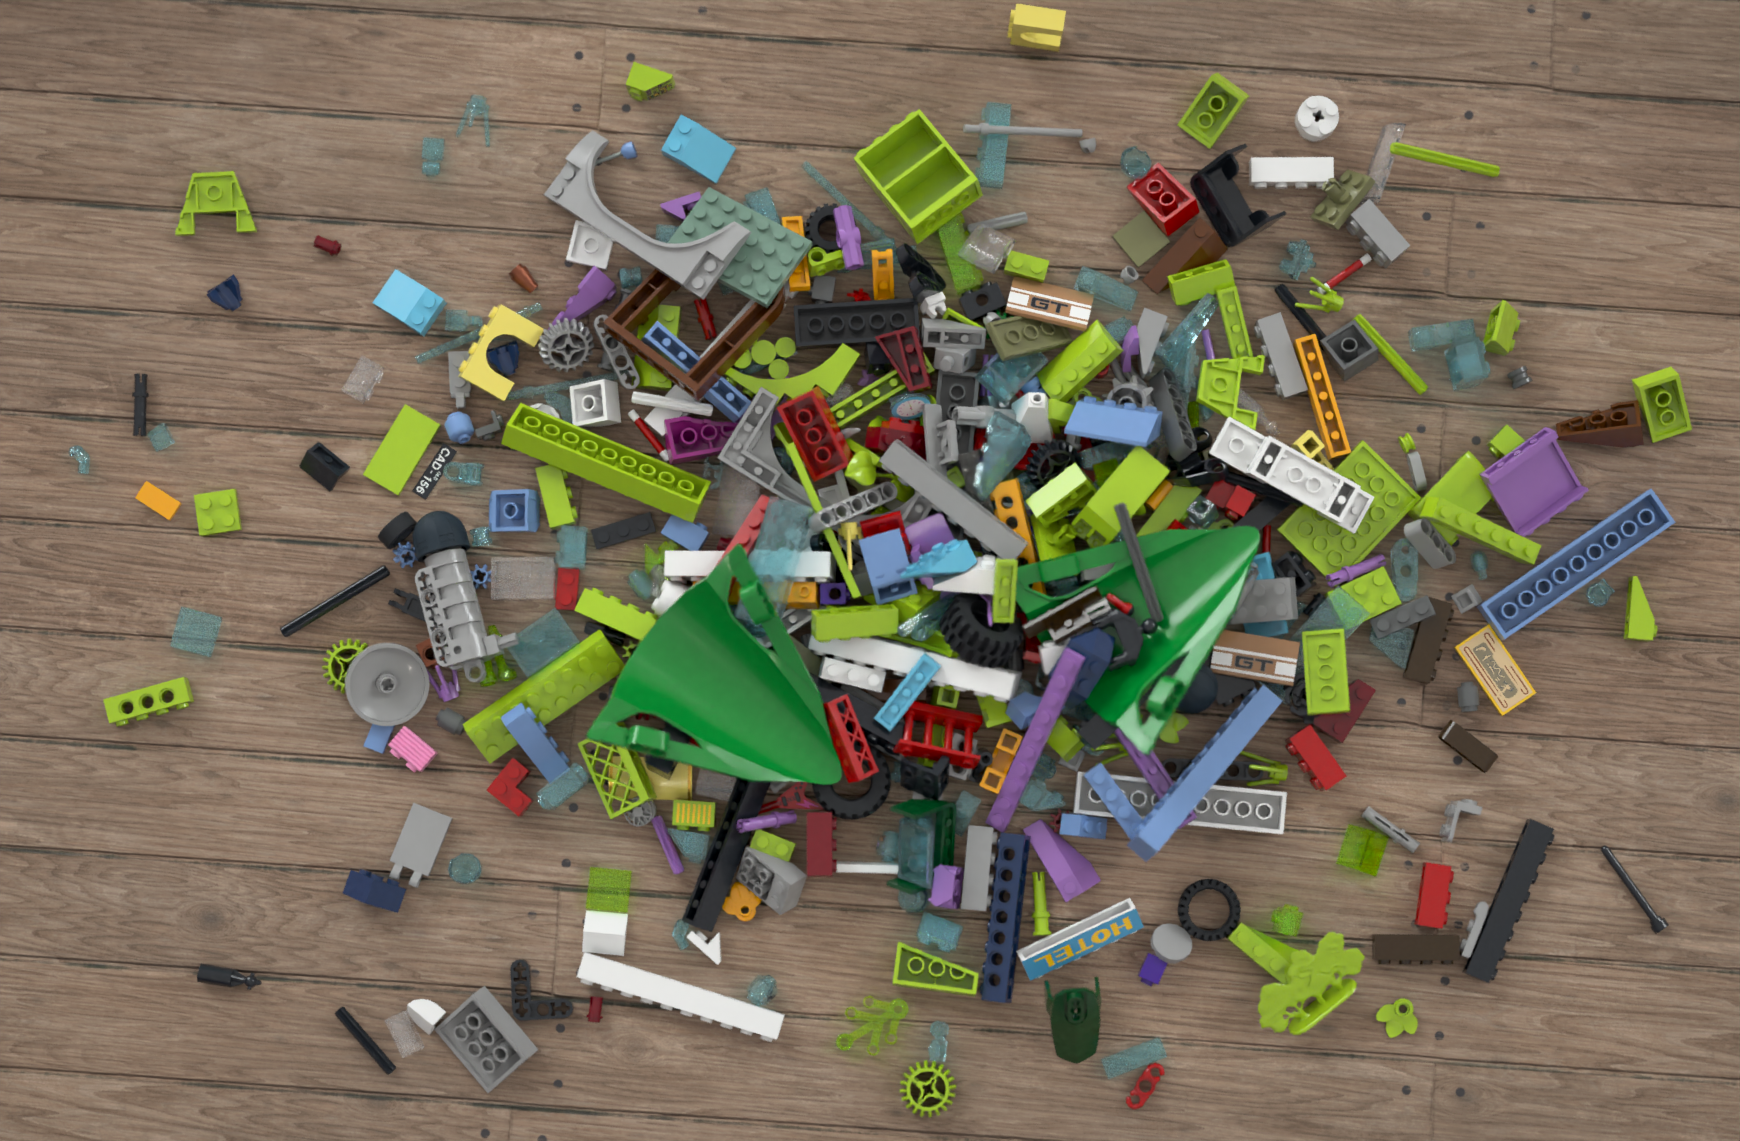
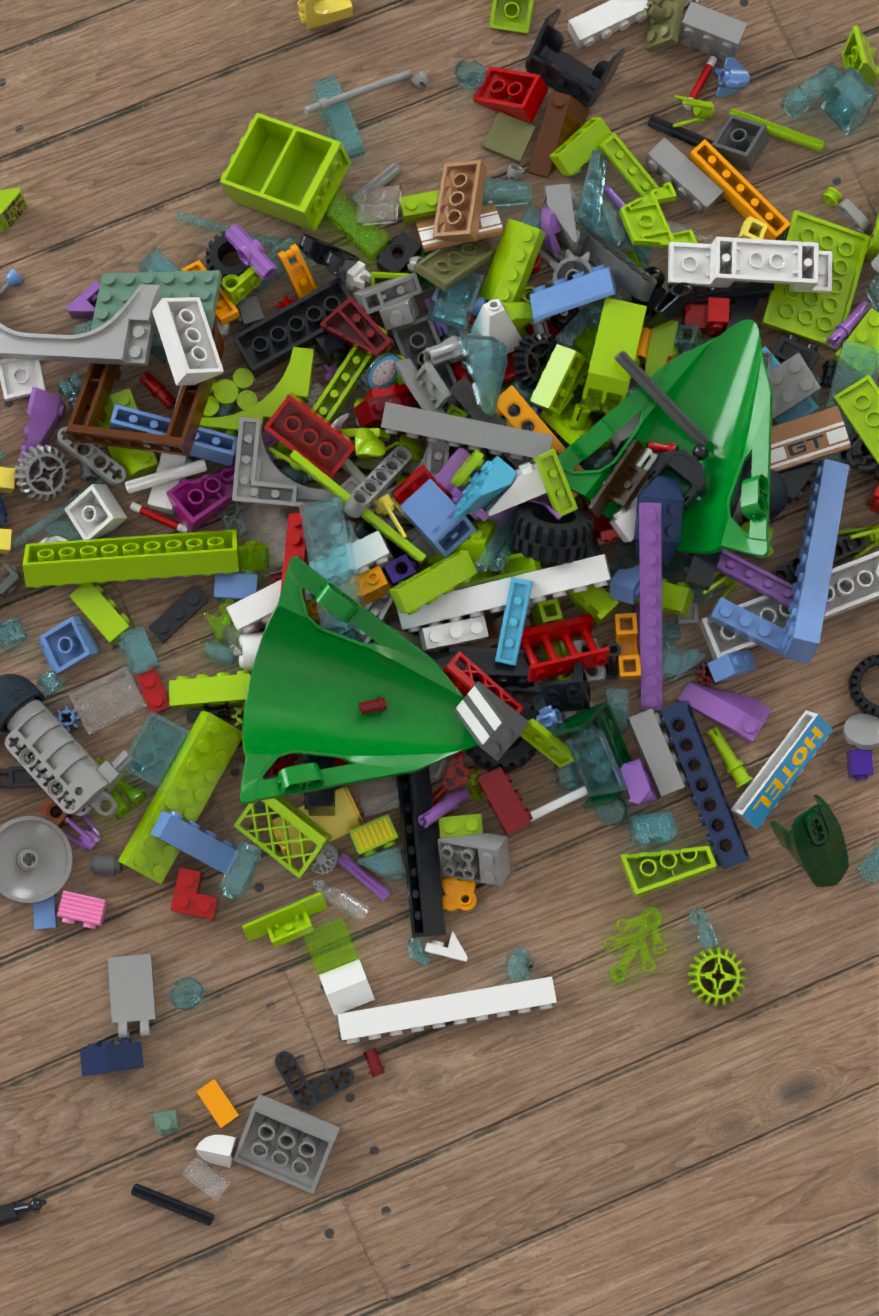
camera: 35 degrees left, 5 degrees down
(395, 968) = (167, 1121): none -> sand green brick
(445, 975) = (217, 1103): none -> light orange tile
(581, 852) = (286, 922): none -> lime bracket
(639, 856) = (343, 900): none -> clear wheel
(698, 149) = (75, 247): medium azure slope -> none
(713, 514) = (253, 556): none -> clear neon green brick
(747, 704) = (372, 706): none -> dark red pin
(748, 297) = (187, 340): none -> white slope
(802, 814) = (473, 787): none -> clear neon green arm
(841, 770) = (490, 720): none -> dark grey slope
(881, 811) = (547, 743): none -> lime plate
(895, 792) = (549, 718): none -> medium blue gear
(930, 538) = (473, 462): none -> lime plate
(1060, 282) = (460, 201): none -> medium nougat slope
(1301, 261) = (652, 80): clear light blue hips -> none
(1373, 285) = (732, 78): none -> medium blue brick

